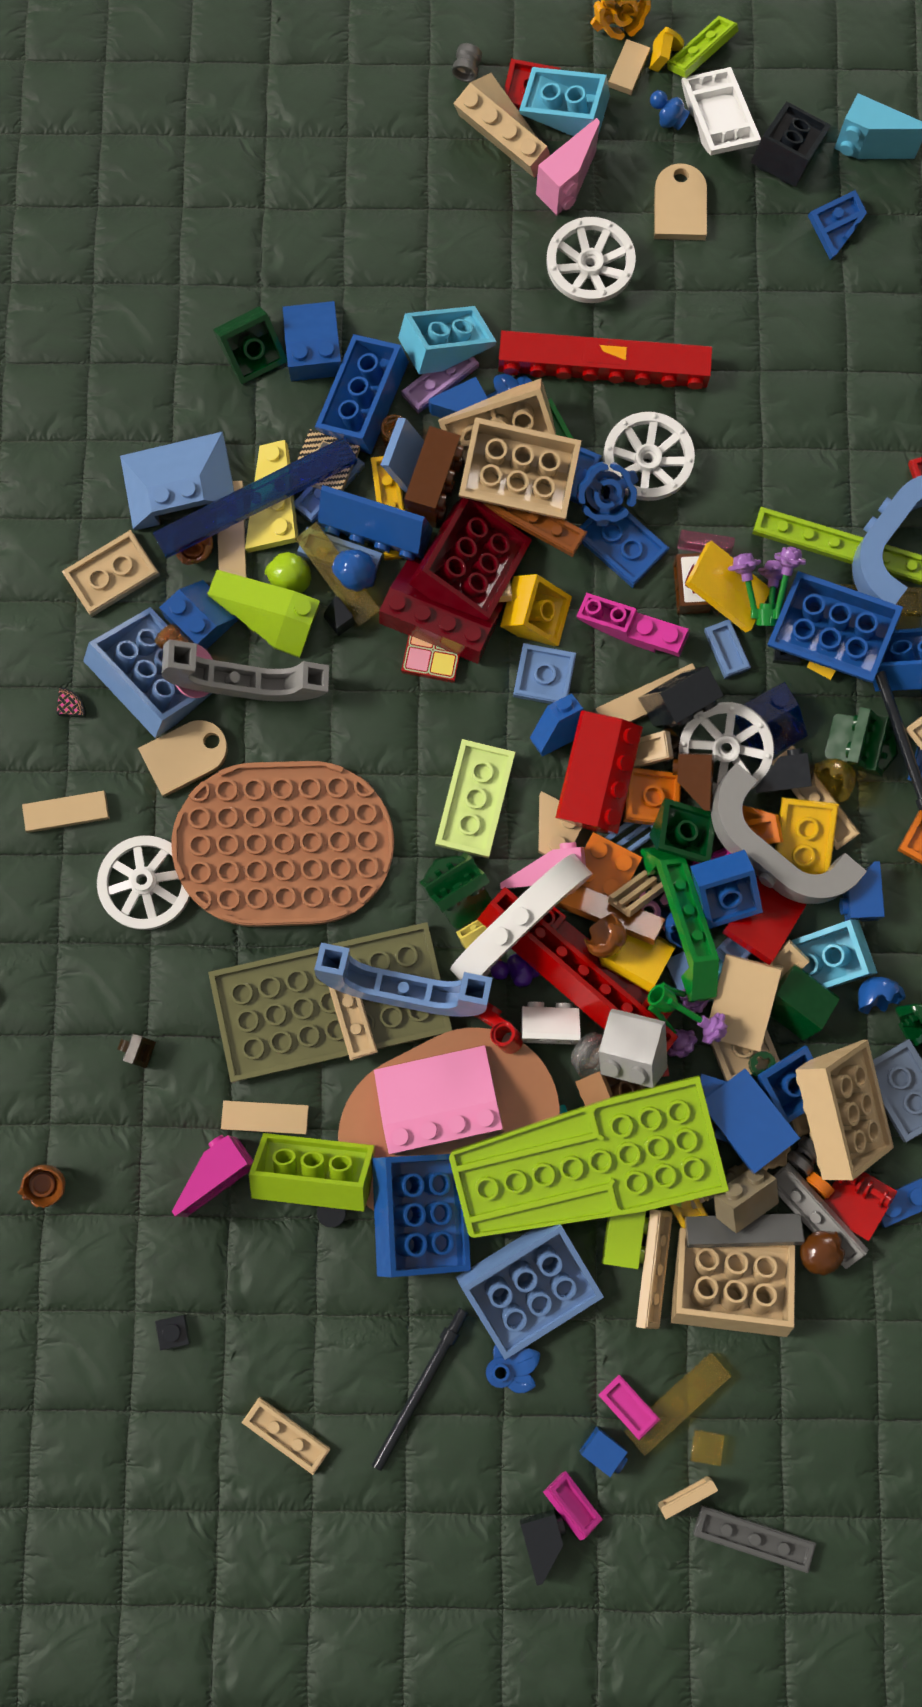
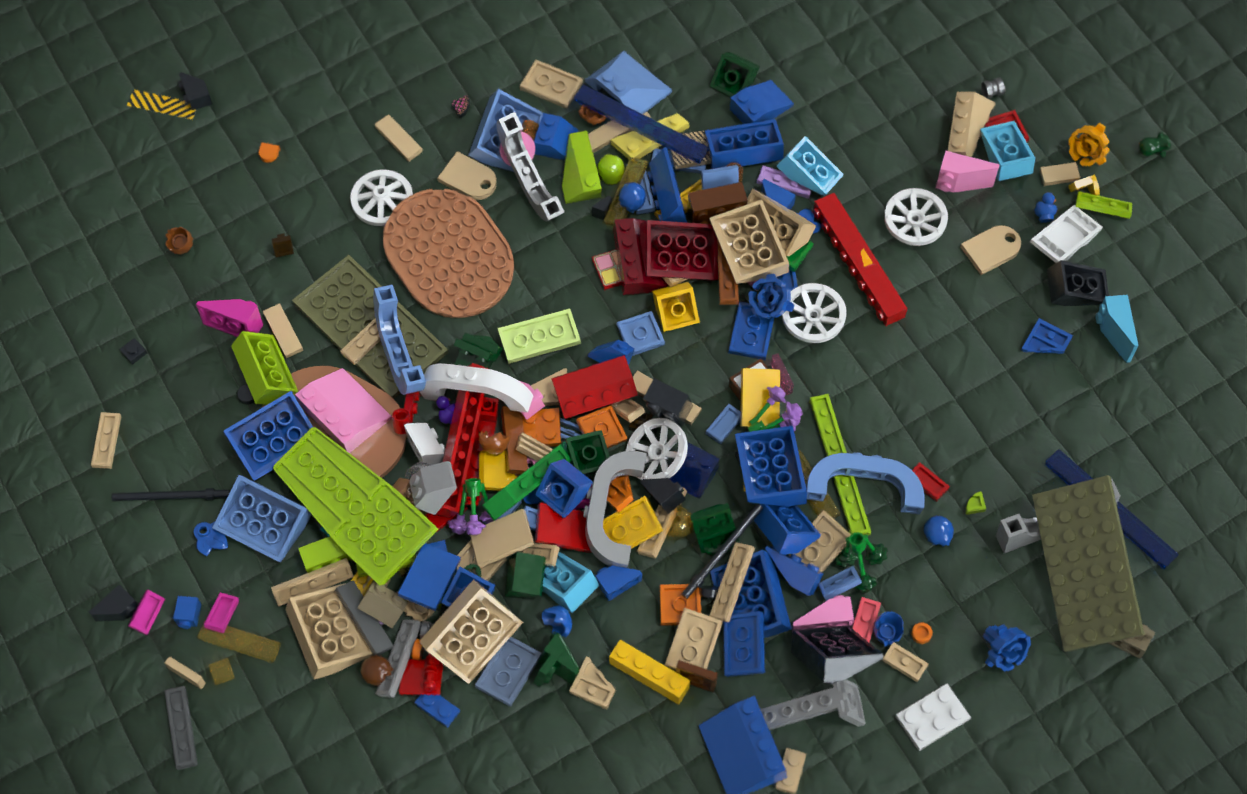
camera: 60 degrees right, 15 degrees down
(632, 627) = (701, 361): dark pink slope -> none
(696, 776) = (628, 439): reddish brown slope -> none

